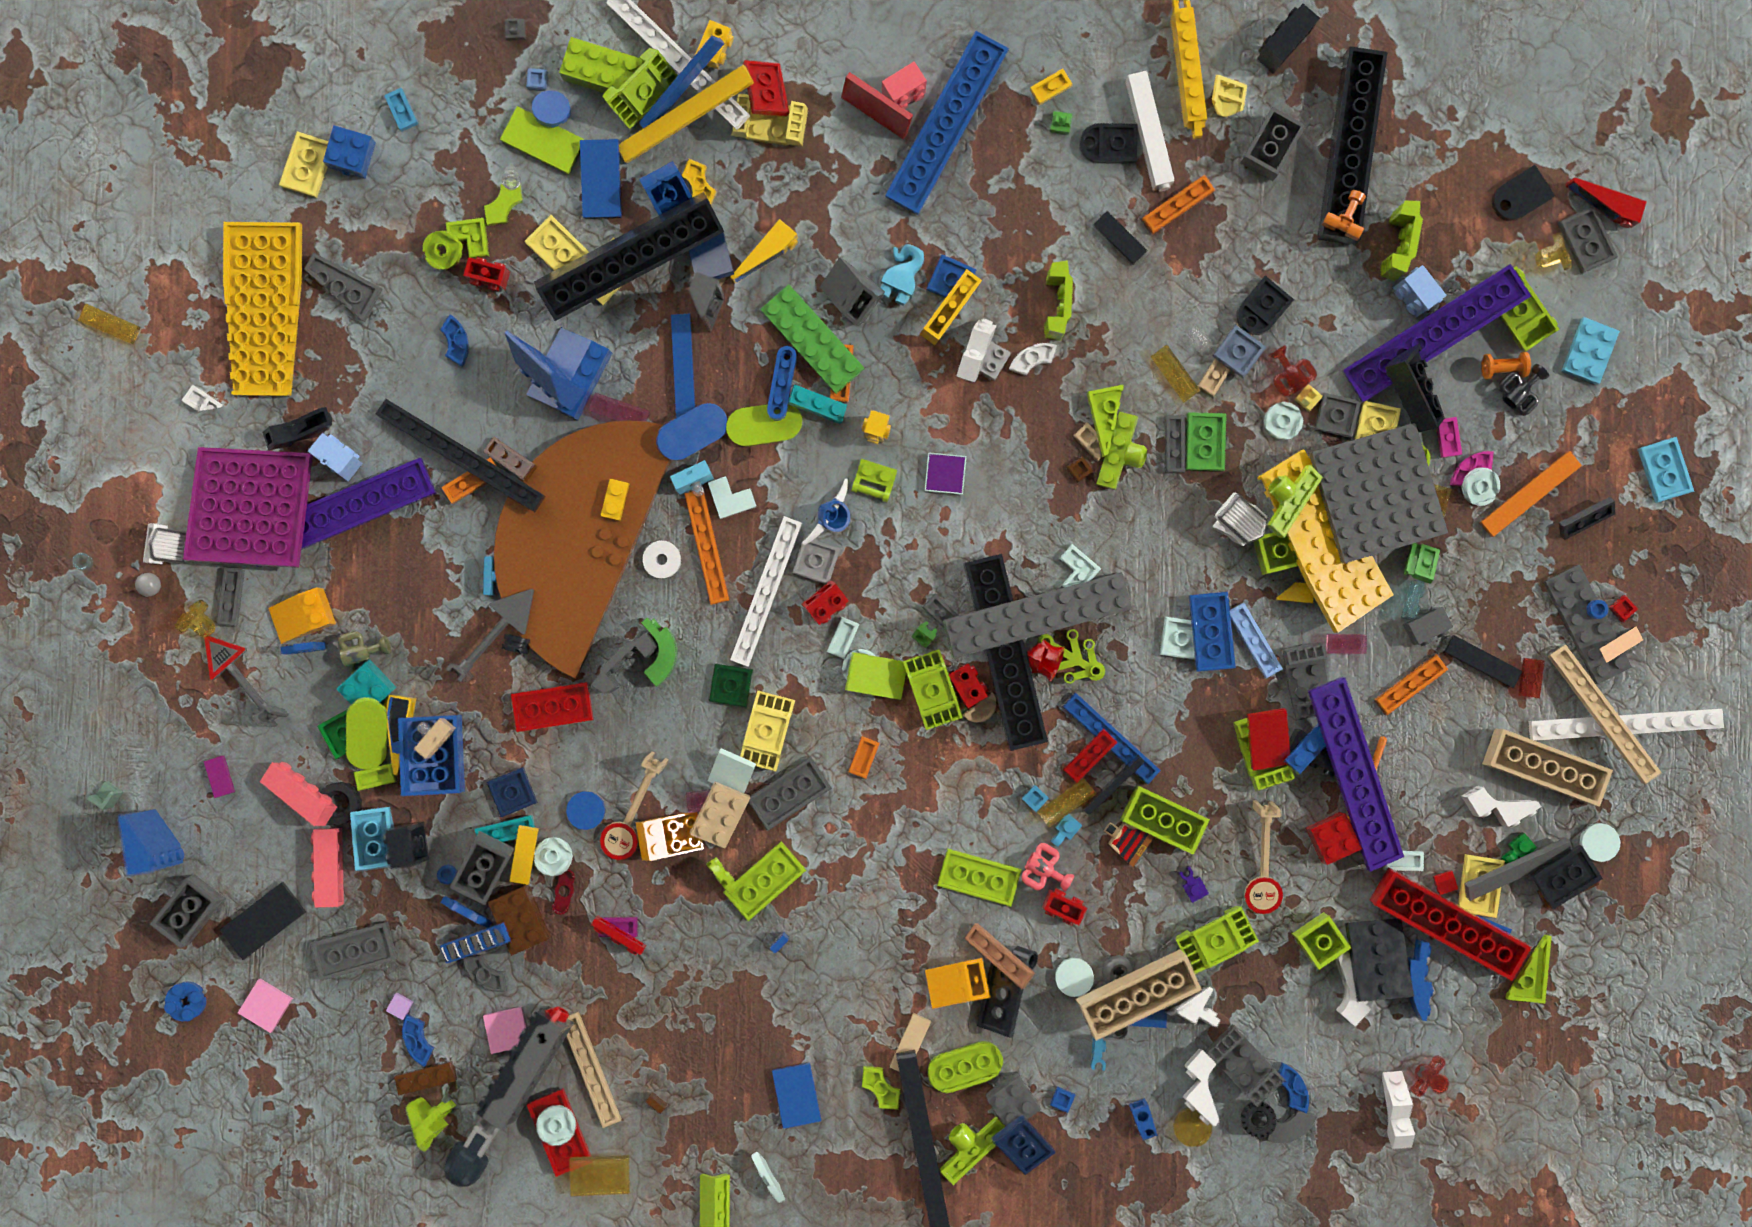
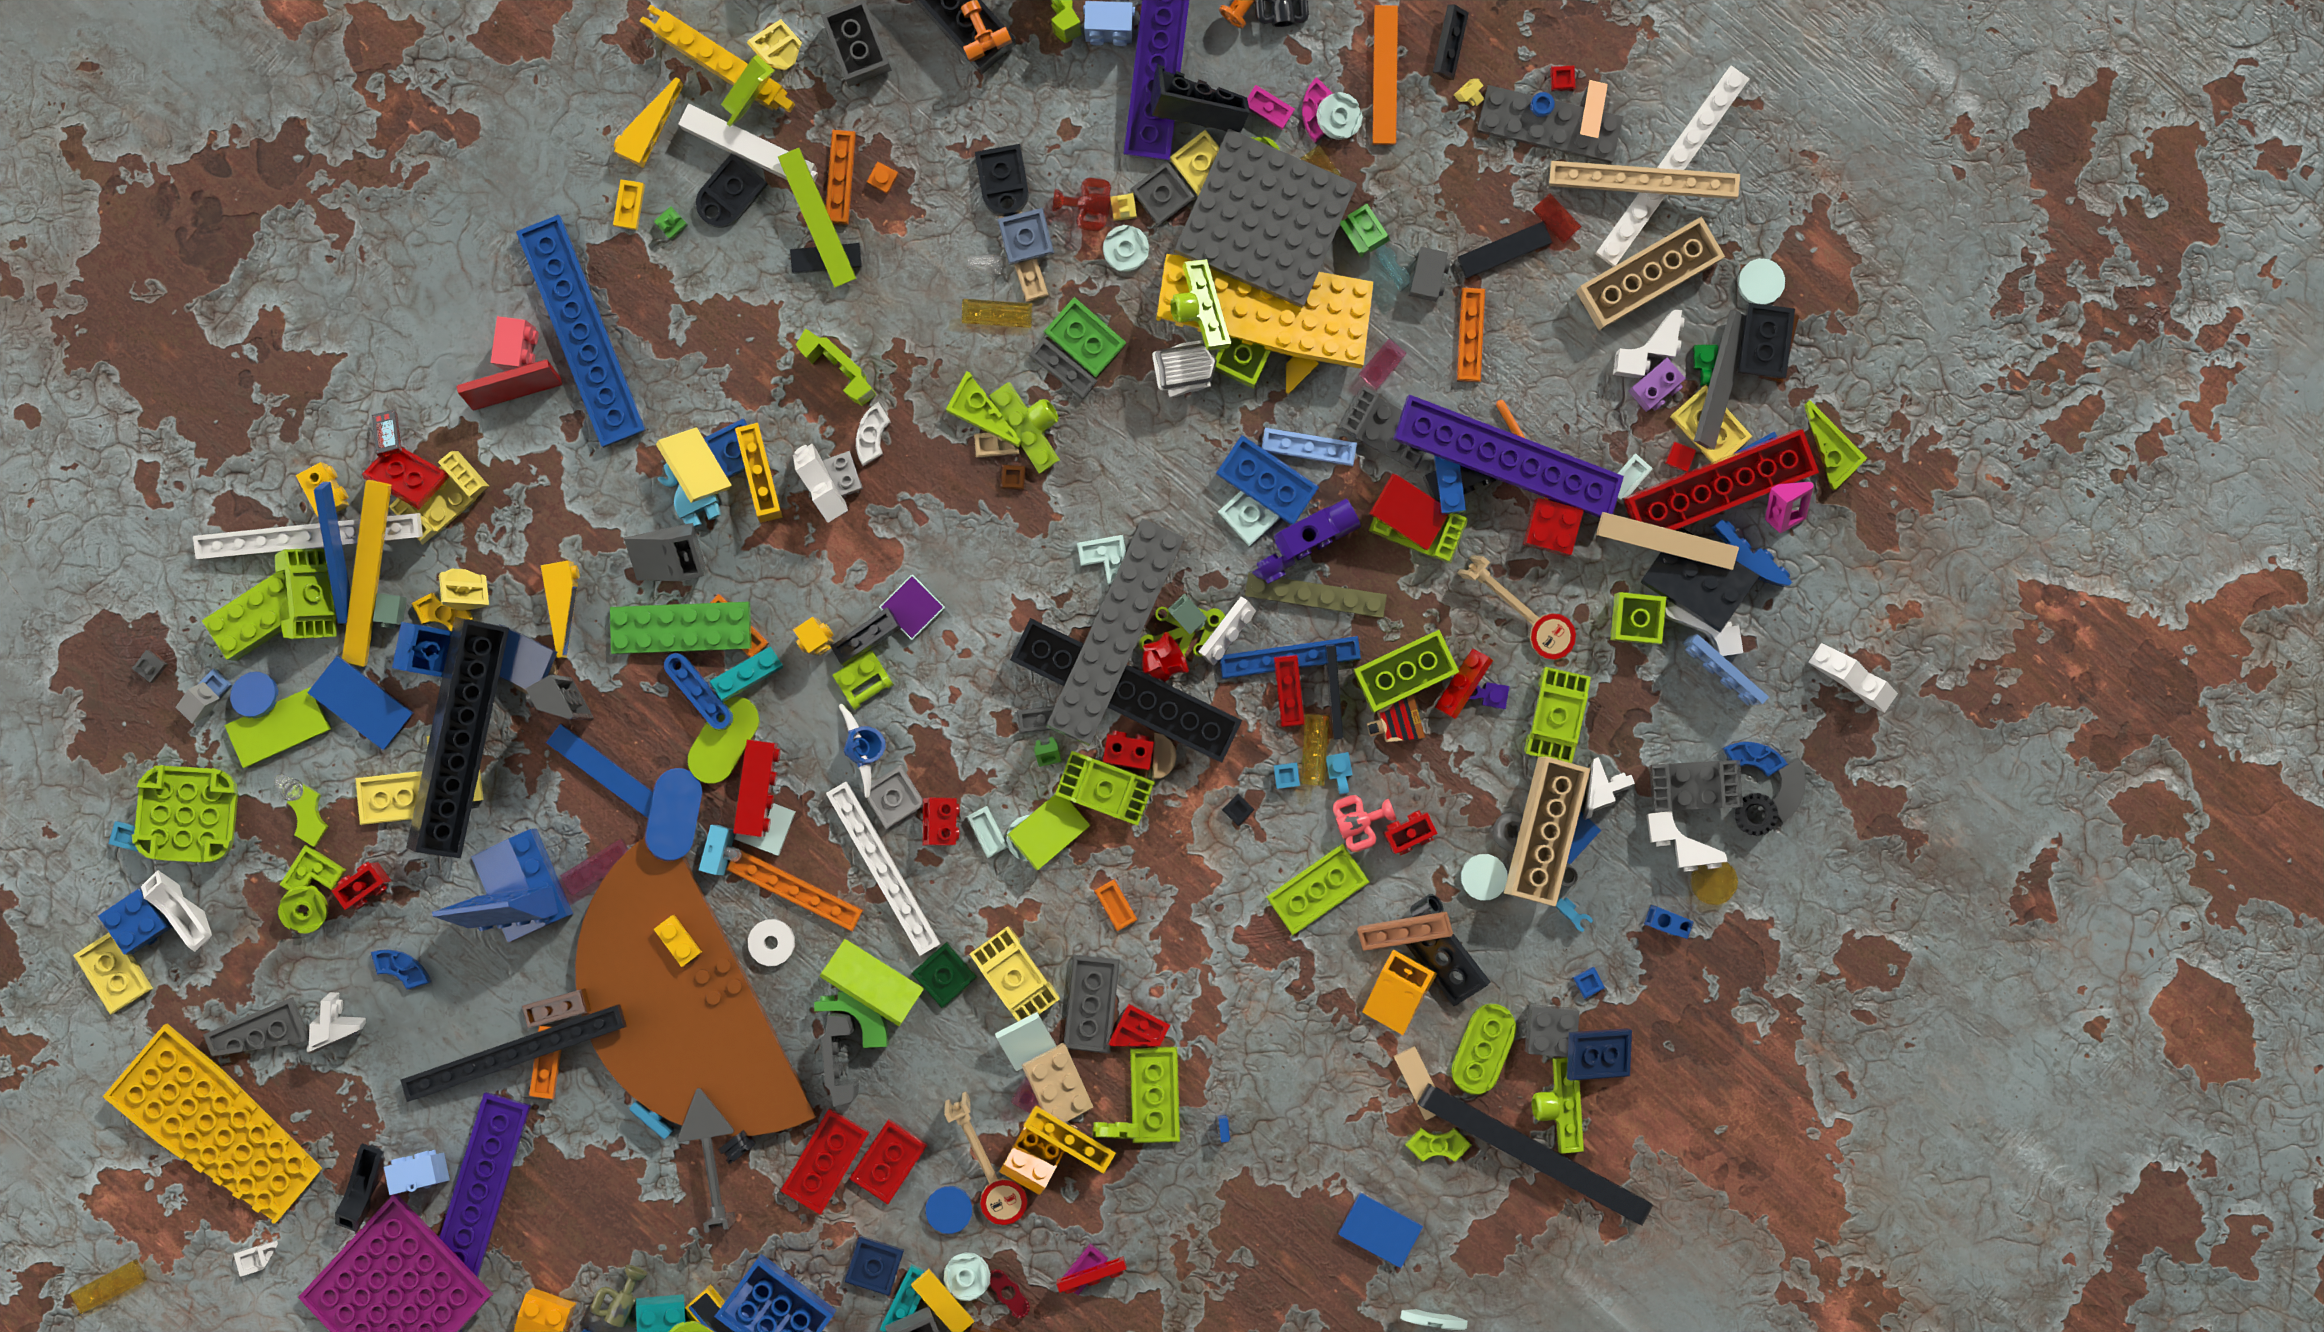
camera: 50 degrees left, 0 degrees up
(377, 178) = (183, 915): none -> white arch
(382, 327) = (330, 1028): none -> white piece
(433, 737) = (759, 1297): tan piece -> none
(441, 127) = (185, 814): none -> lime tile
(517, 77) = (197, 702): none -> light grey brick
(584, 747) = (888, 1161): none -> red tile
(673, 148) = (389, 610): none -> sand green brick
(688, 643) = (871, 982): none -> lime tile
(693, 851) = (1070, 1139): none -> yellow slope
(724, 183) = (463, 589): none -> light yellow slope
(750, 469) = (756, 787): none -> red brick
(782, 55) = (386, 433): none -> tile
(797, 836) = (1138, 1029): none -> red wing
(903, 460) = (865, 637): none -> black plate
(922, 262) = (693, 464): none -> light yellow tile
(988, 785) = (1238, 809): none -> black tile
(1086, 651) = (1187, 614): none -> sand green brick
(1095, 685) = (1227, 631): none -> white plate
(1103, 58) = (642, 134): none -> yellow slope
(1142, 210) = (817, 217): none -> lime tile
(1164, 722) = (1317, 596): none -> olive plate
(1186, 863) = (1464, 683): none -> red plate
(1187, 98) = (747, 88): none -> lime panel
(1200, 231) = (882, 177): none -> orange plate
(1212, 691) = (1323, 525): none -> dark purple brick
(1334, 1029) = (1730, 675): none -> medium blue piece
(1387, 919) = (1667, 540): none -> tan tile
(1429, 1075) = (1847, 622): clear red piece -> none
(1465, 975) = (1780, 503): none -> dark pink tile
(1479, 829) = (1656, 385): none -> medium lavender brick
(1565, 557) = (1470, 92): none -> light yellow tile

